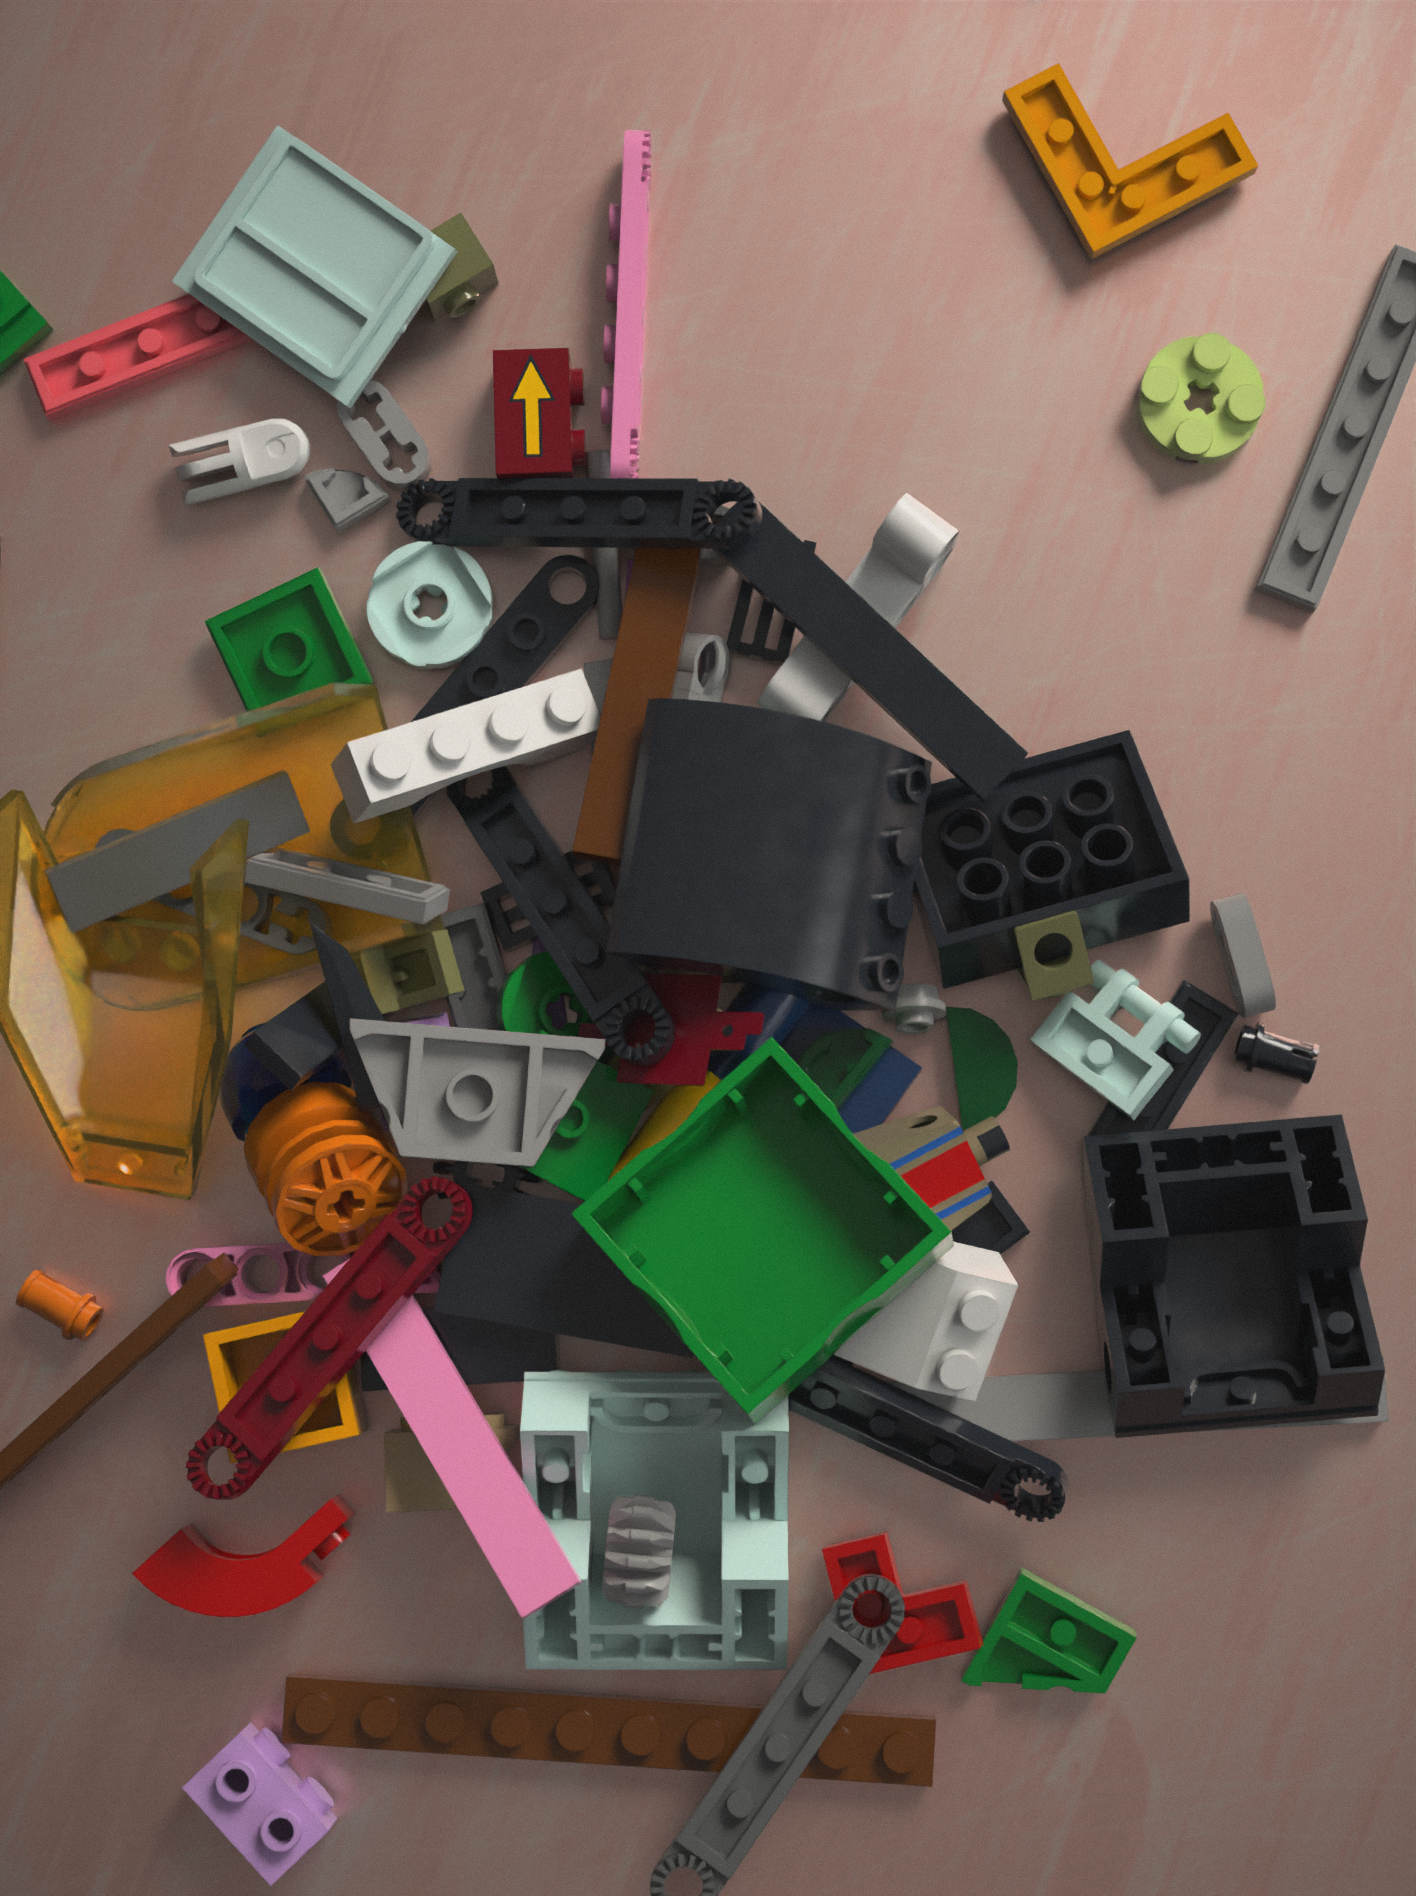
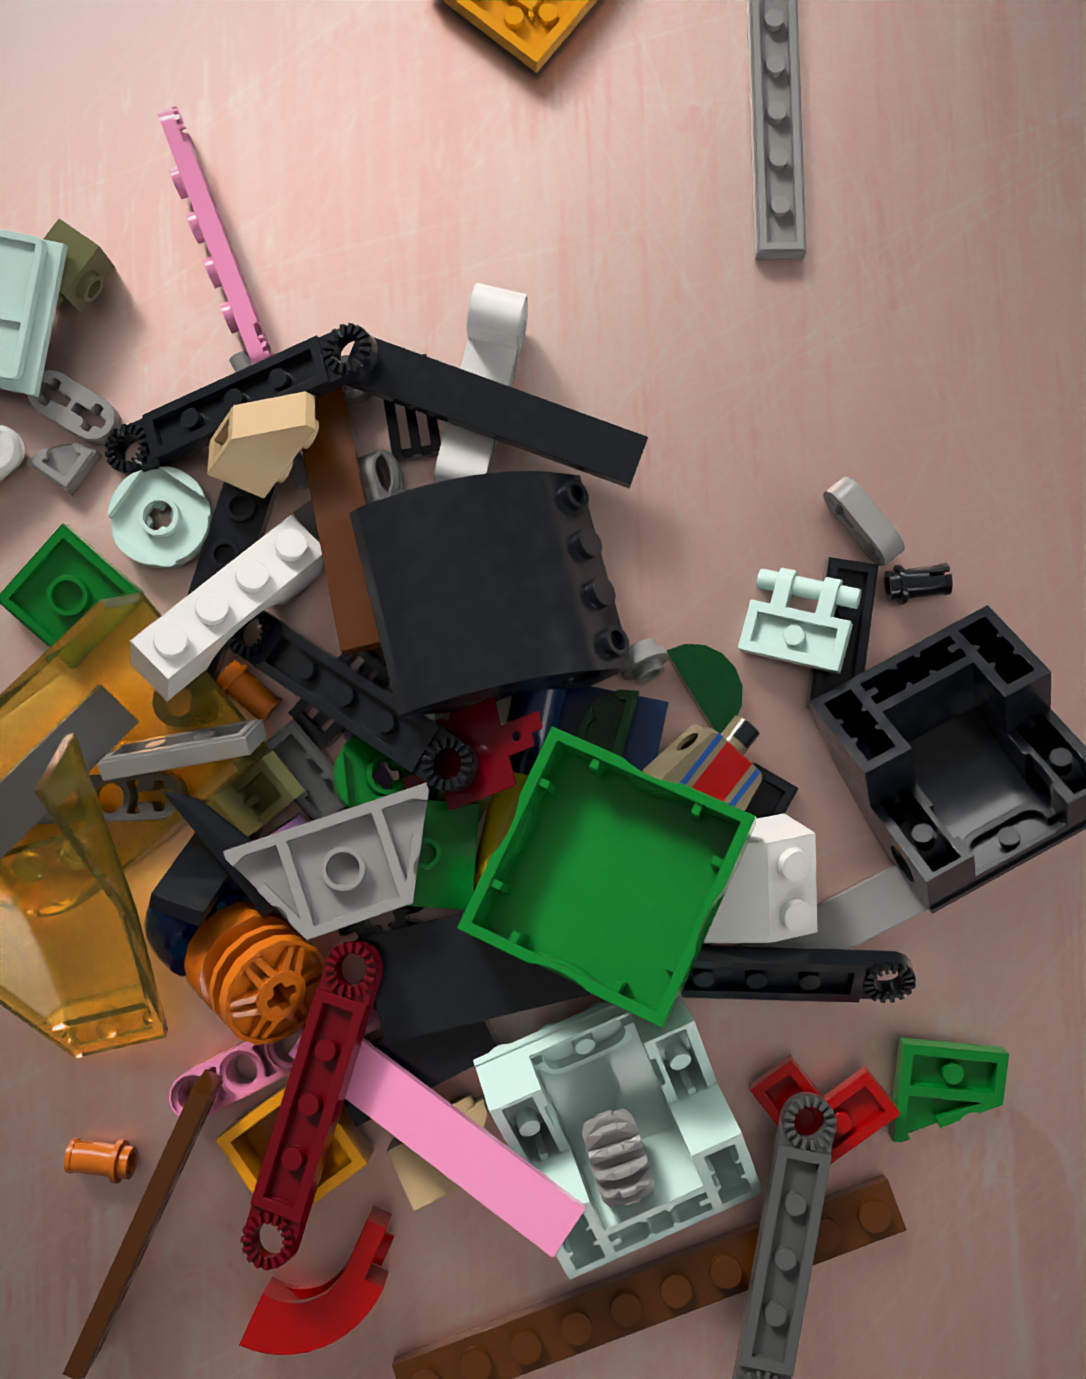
camera: 35 degrees left, 0 degrees up
(446, 848) = (248, 690): none -> orange pin
(535, 413) = (177, 342): dark red brick -> none
(584, 572) = (260, 441): none -> tan slope
(1050, 840) = (695, 514): black slope -> none
(1057, 975) = (735, 588): olive bracket -> none
(1209, 364) = (653, 112): yellowish green plate -> none

